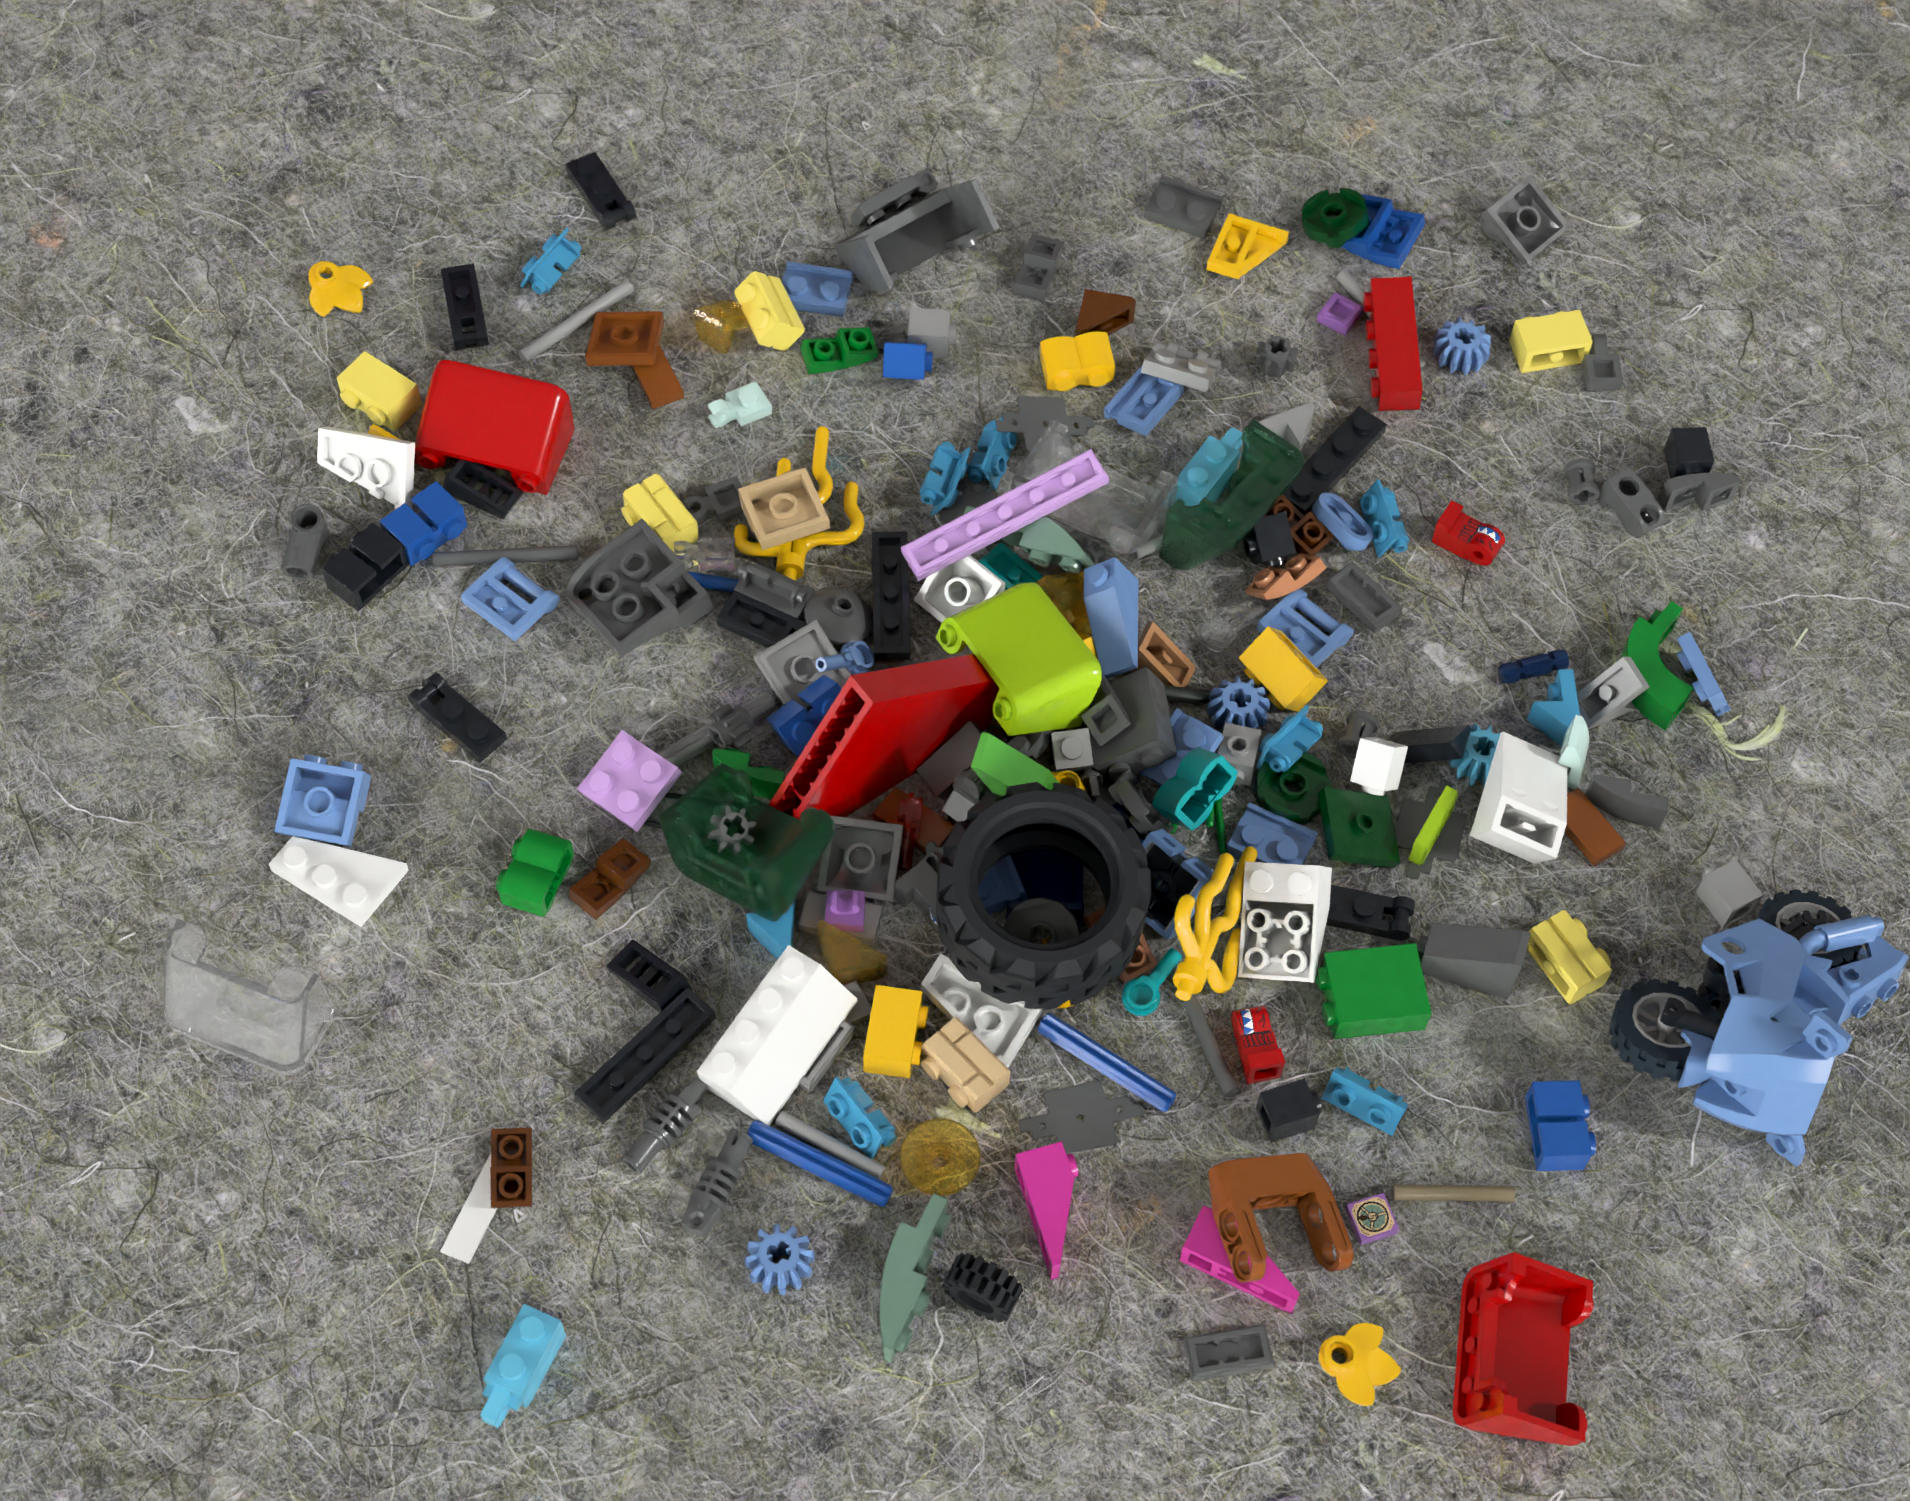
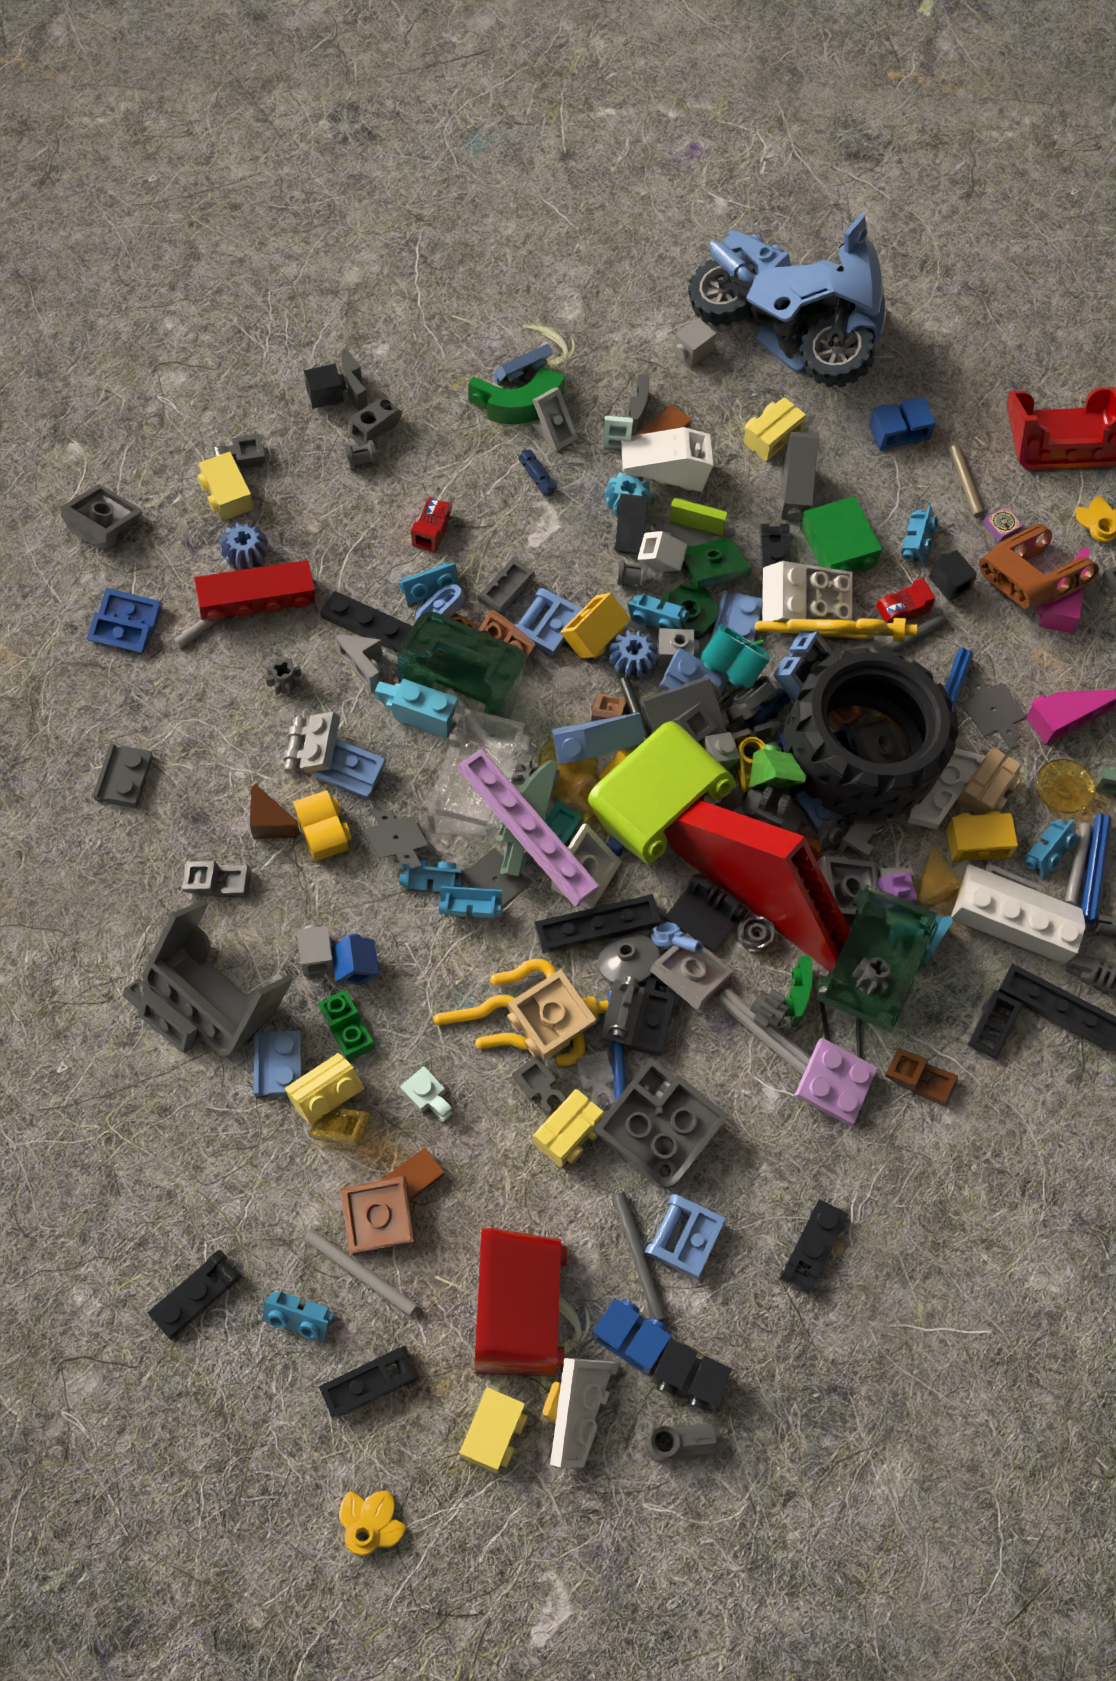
camera: 105 degrees left, 5 degrees up
(322, 800) = (934, 1329): medium blue plate -> none
(338, 876) = (993, 1298): white wing -> none
(478, 473) = (572, 1321): black slope -> none
(535, 872) = (940, 1132): green brick -> none
(797, 725) = (745, 946): blue piece -> none
(1244, 246) = (164, 720): yellow wing -> none
(1334, 230) = (126, 667): dark green plate -> none
(1340, 314) = (221, 640): medium lavender tile -> none
(1557, 713) = (576, 446): dark azure slope -> none

